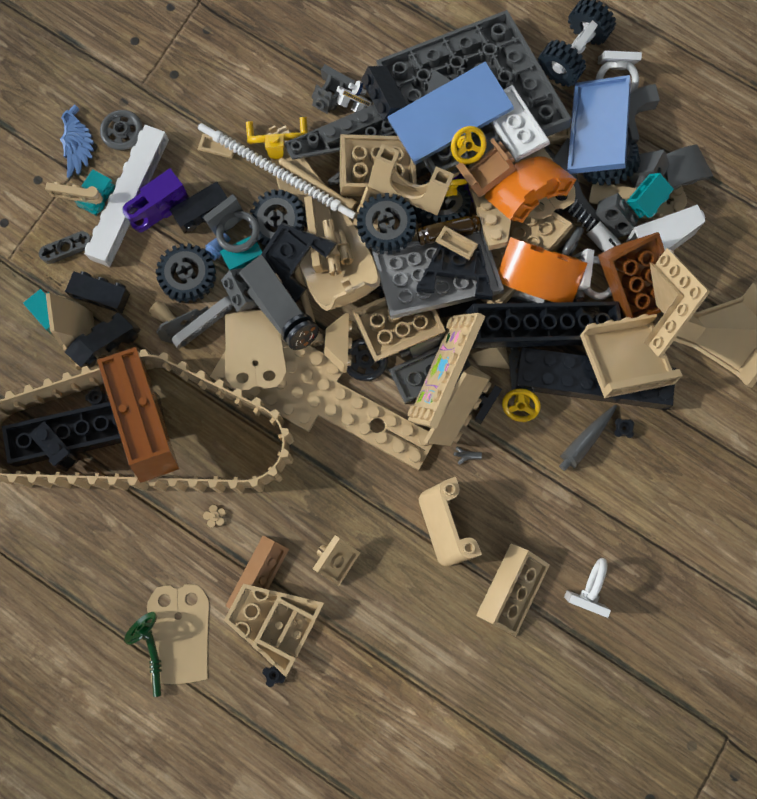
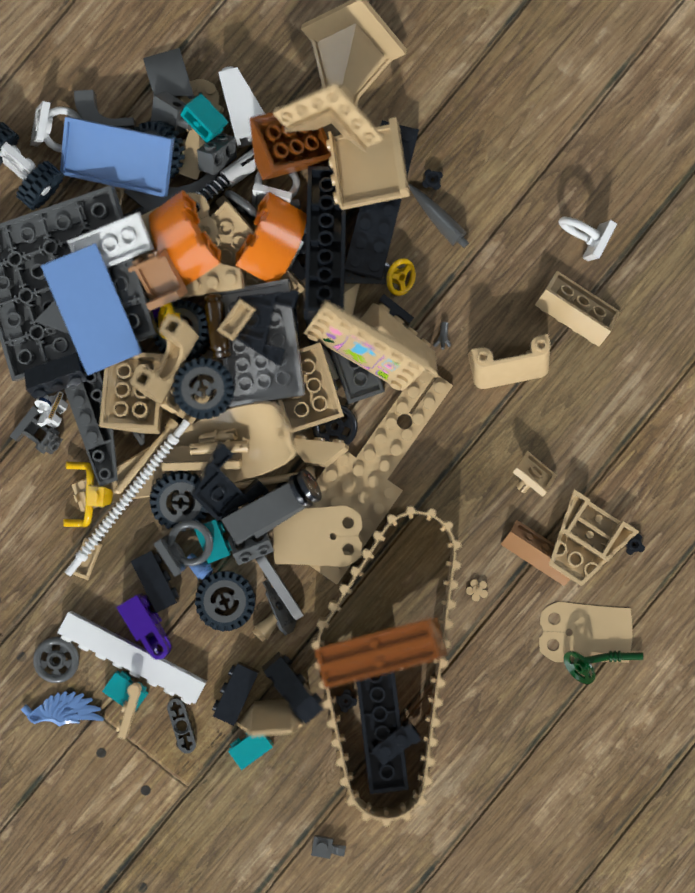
camera: 90 degrees left, 10 degrees up
(461, 143) = (130, 297): yellow piece -> none

